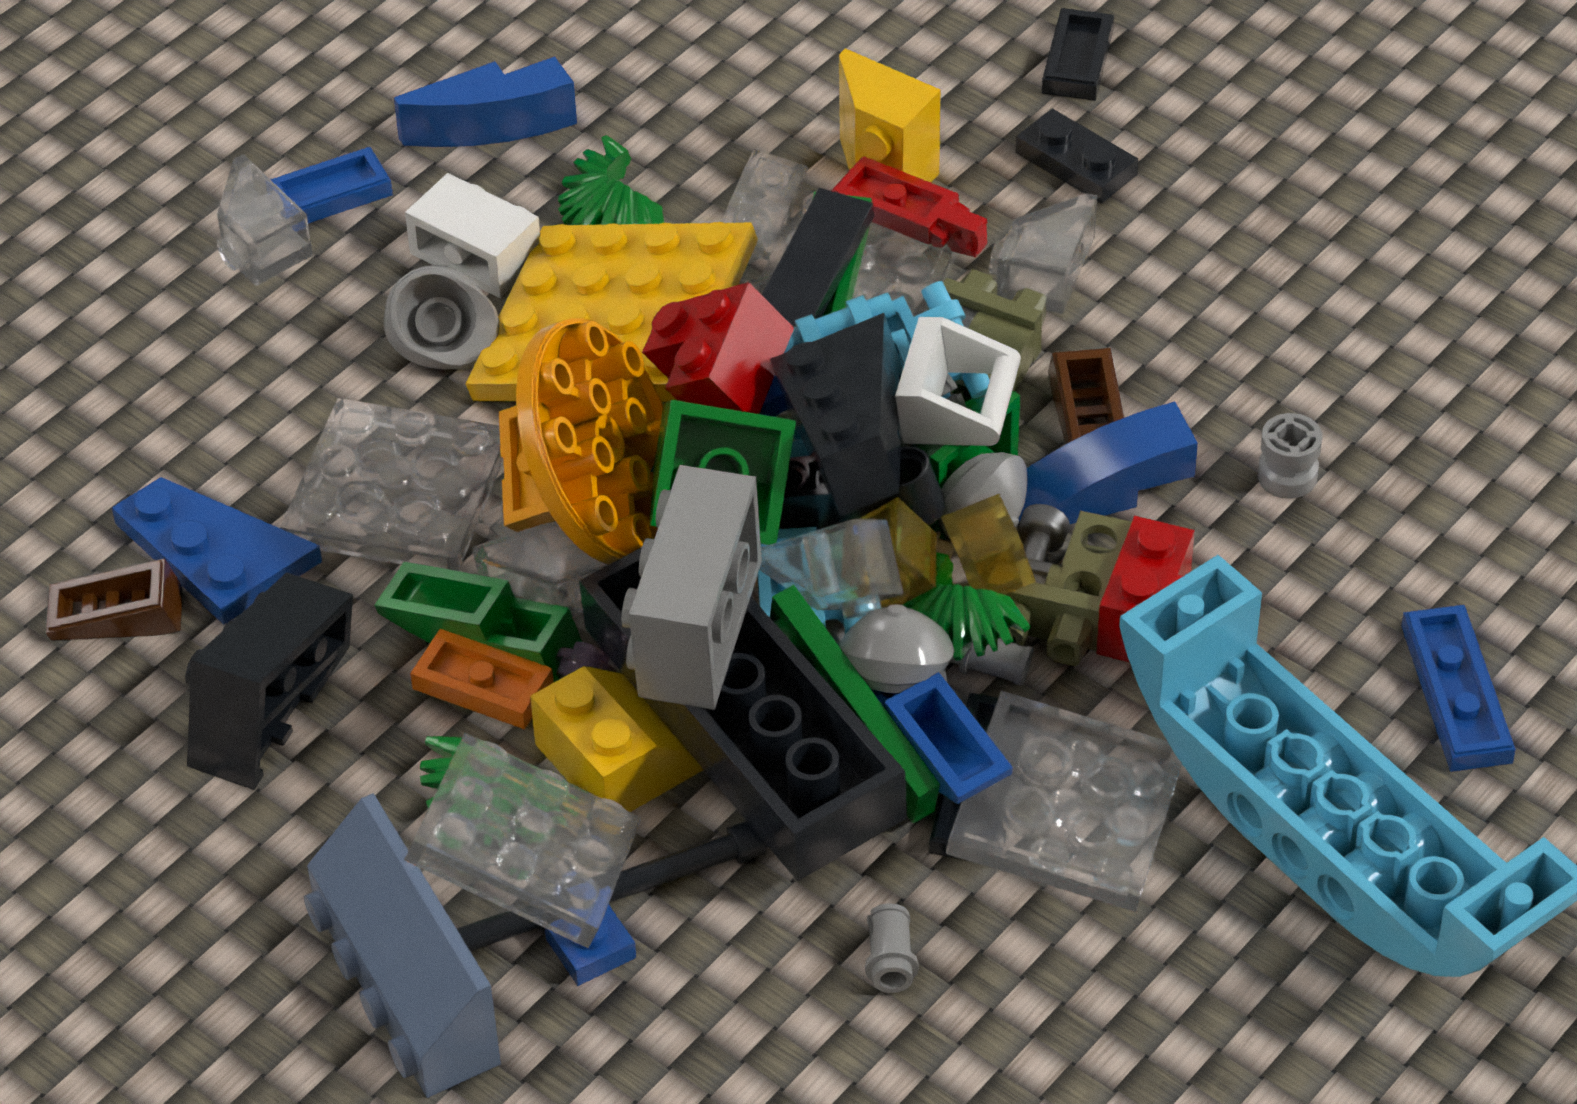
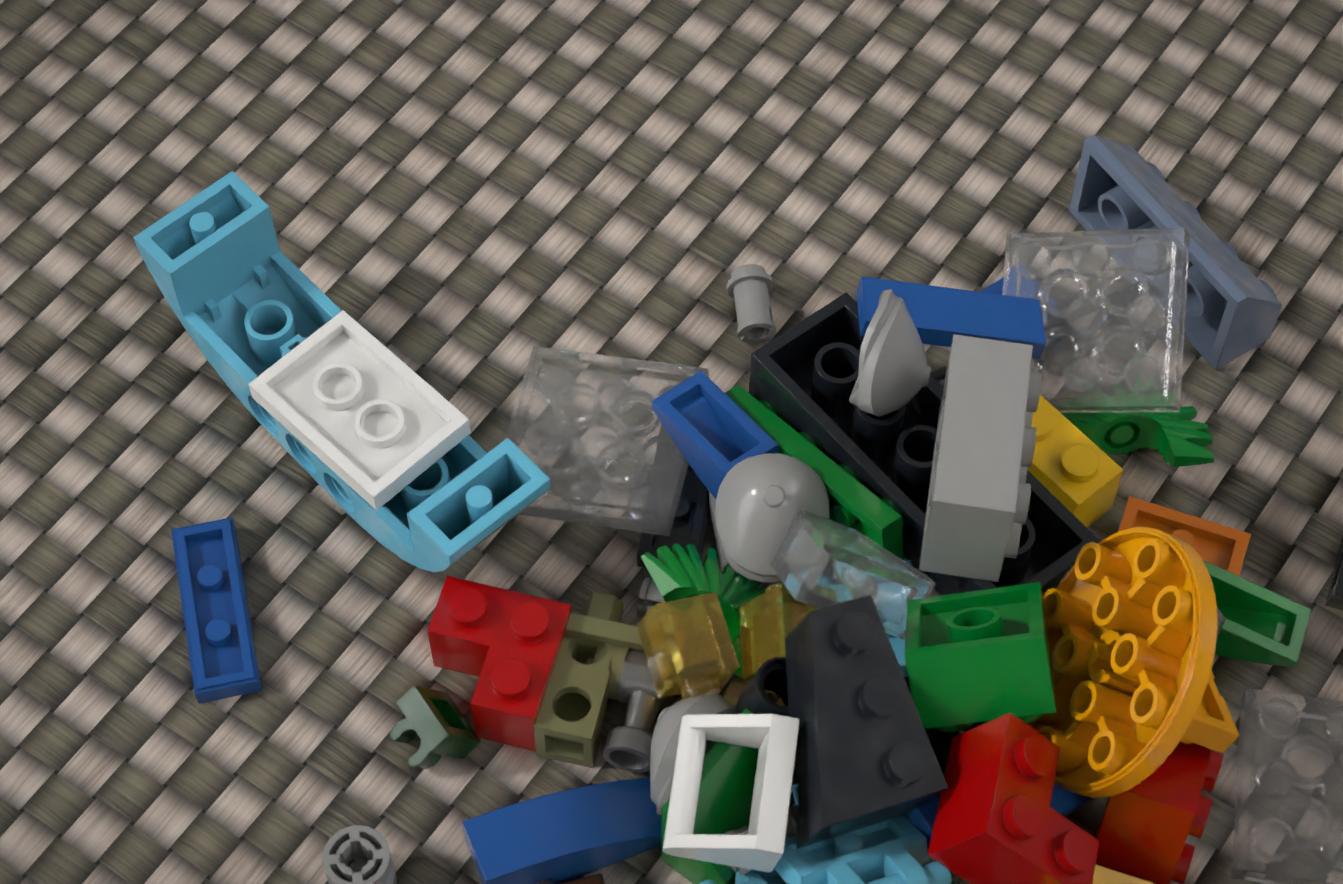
camera: 175 degrees right, 10 degrees up
(685, 803) = (950, 311): none -> blue tile
(769, 694) = (890, 360): none -> light grey hat
(1233, 544) = (438, 725): none -> dark green tile
(1323, 749) = (360, 409): none -> white plate

